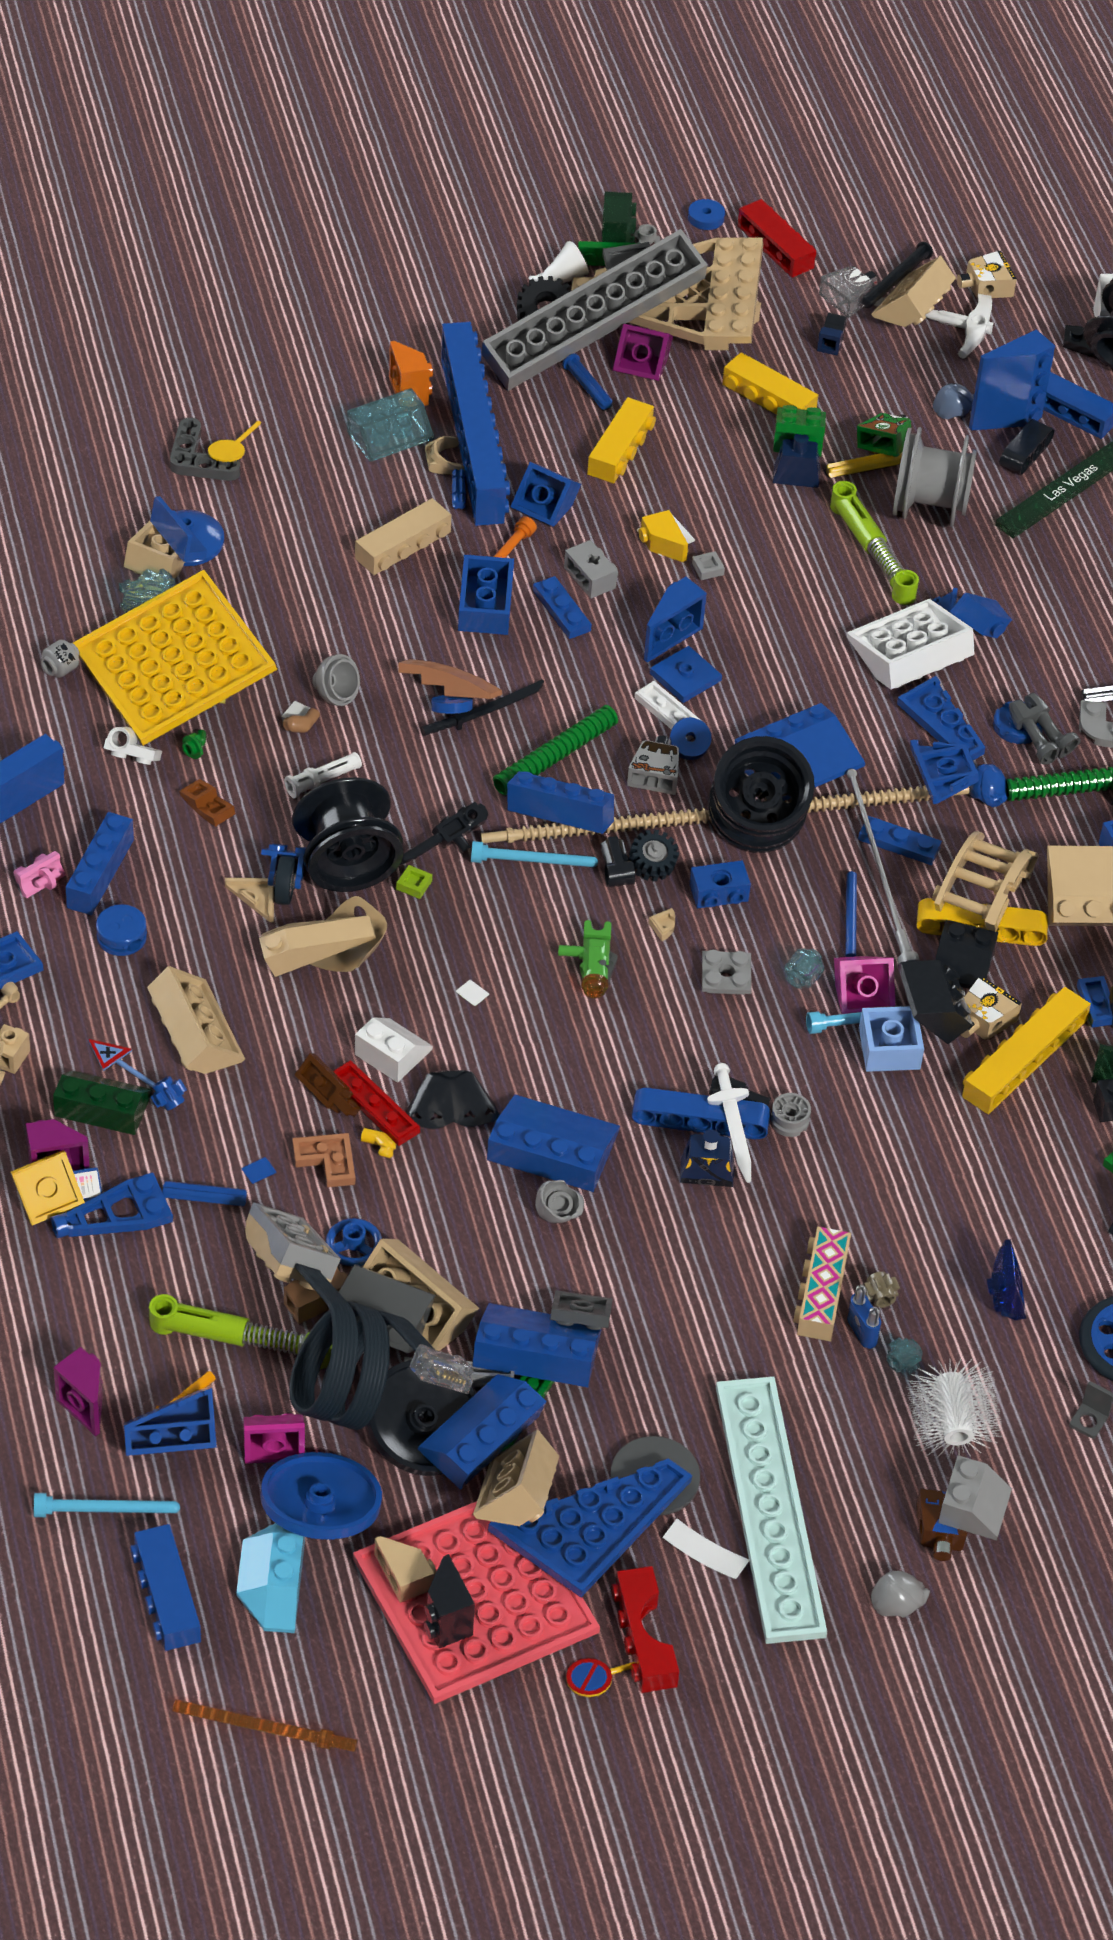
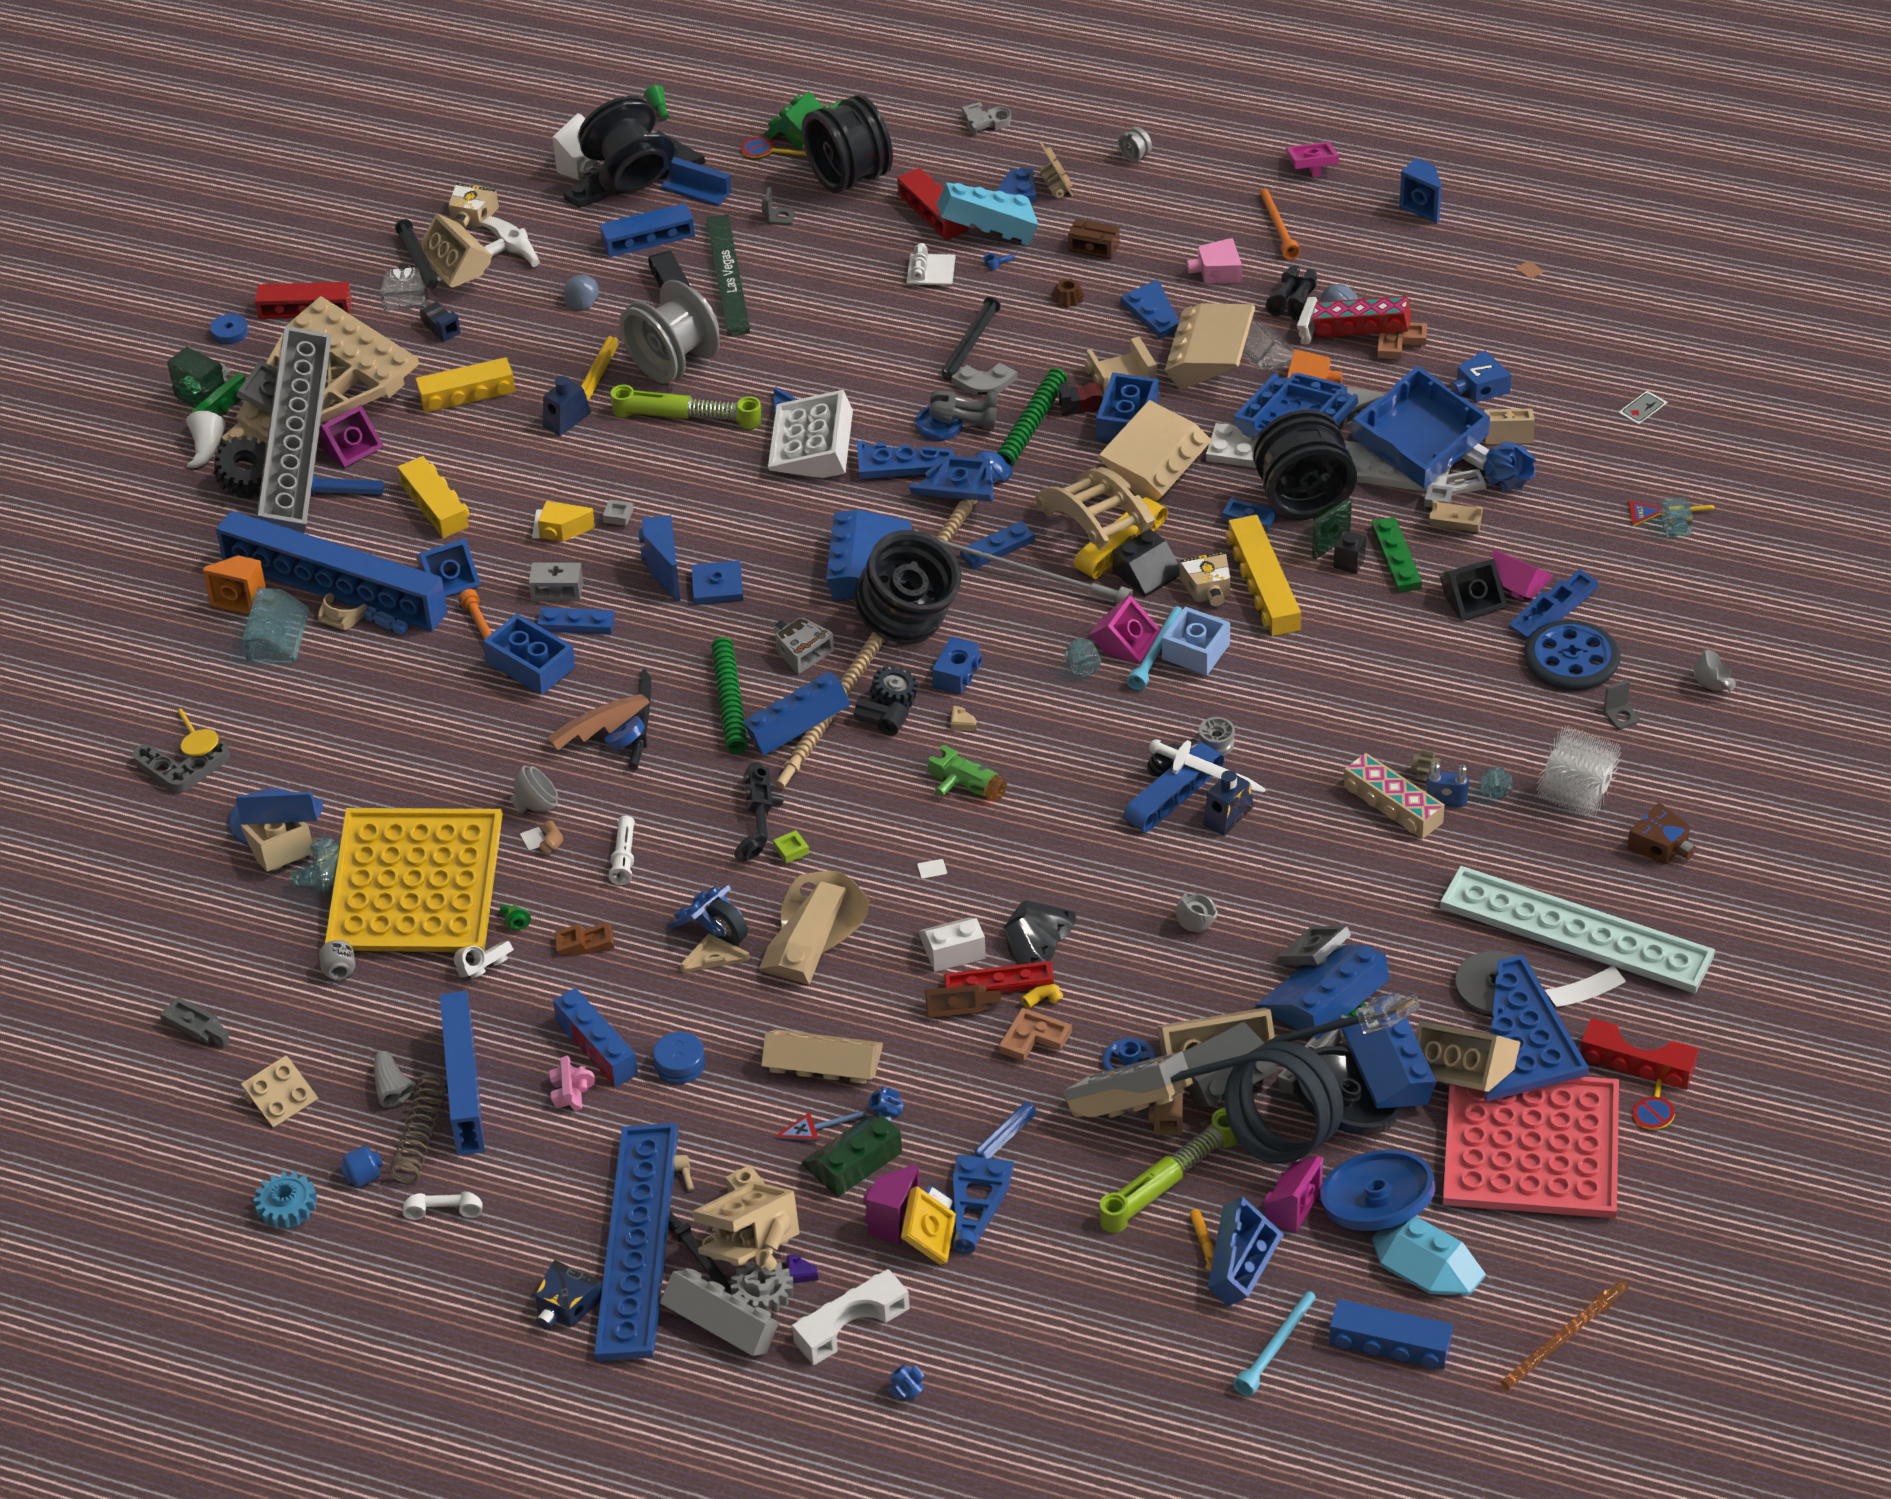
camera: 50 degrees left, 5 degrees down
(80, 1388) = (1162, 1295): magenta slope -> none
(259, 1170) = (1005, 1087): blue sticker -> none
(348, 834) = (726, 850): black wheel -> none
(403, 536) = (410, 678): tan brick -> none
(404, 1567) = (1488, 1168): tan slope -> none
(448, 1606) = (1548, 1150): black slope -> none
(482, 852) = (794, 792): medium azure piece -> none
(551, 1142) = (1130, 889): blue slope -> none
(663, 705) = (746, 610): white tile -> none
(695, 728) = (790, 600): blue piece -> none
(734, 963) = (1044, 695): light grey piece -> none
(799, 421) = (535, 381): green bracket -> none
(851, 914) = (1047, 608): blue bar -> none
(883, 434) = (584, 342): green torso -> none
(898, 1594) = (1705, 896): light grey hair -> none
(936, 997) = (1186, 591): black slope -> none
(975, 1499) = (1664, 802): light grey slope -> none
(982, 614) = (825, 381): blue slope -> none
(1007, 1284) = (1480, 688): clear blue slope -> none
(1012, 383) = (622, 236): blue slope -> none

